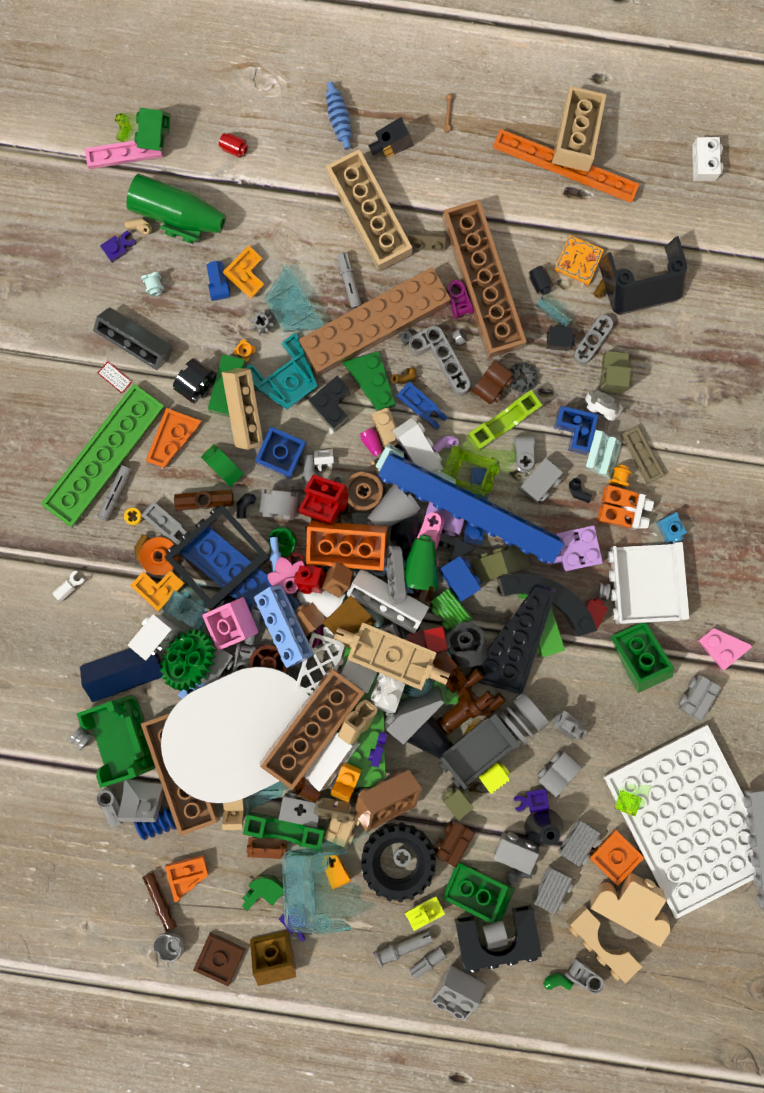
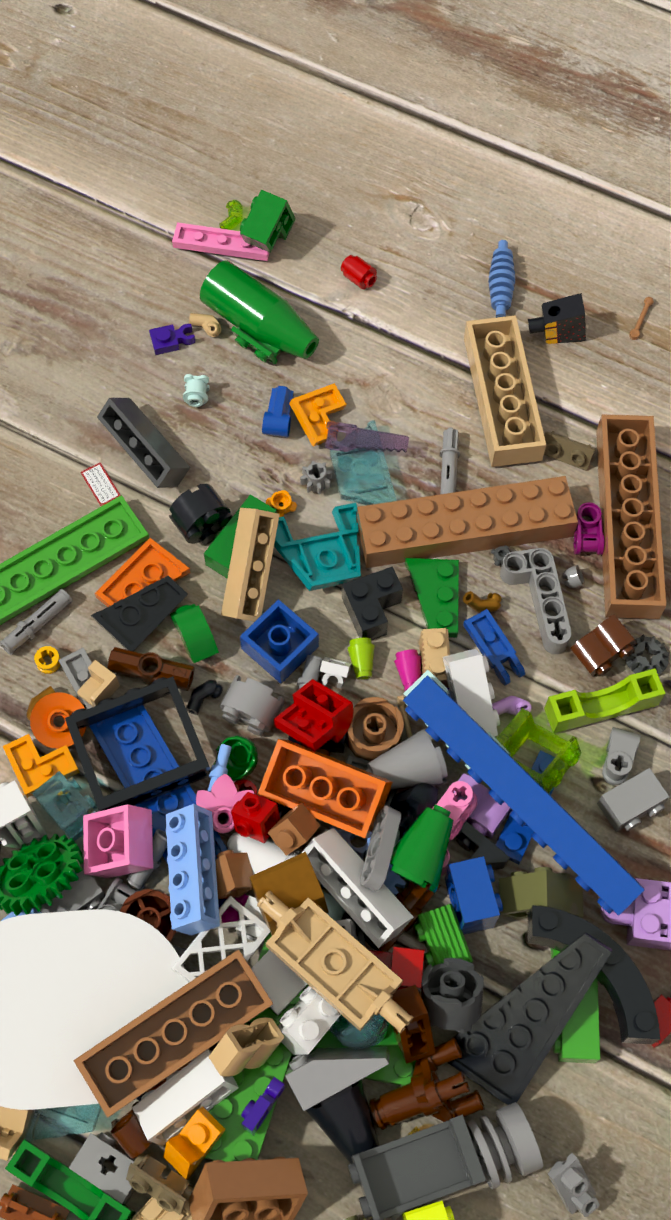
camera: 20 degrees right, 20 degrees down
(175, 525) = (99, 686): none -> tan panel
(181, 464) = (141, 613): none -> black wing
(284, 283) = (363, 438): none -> clear purple piece
(338, 444) = (362, 655): none -> lime cone

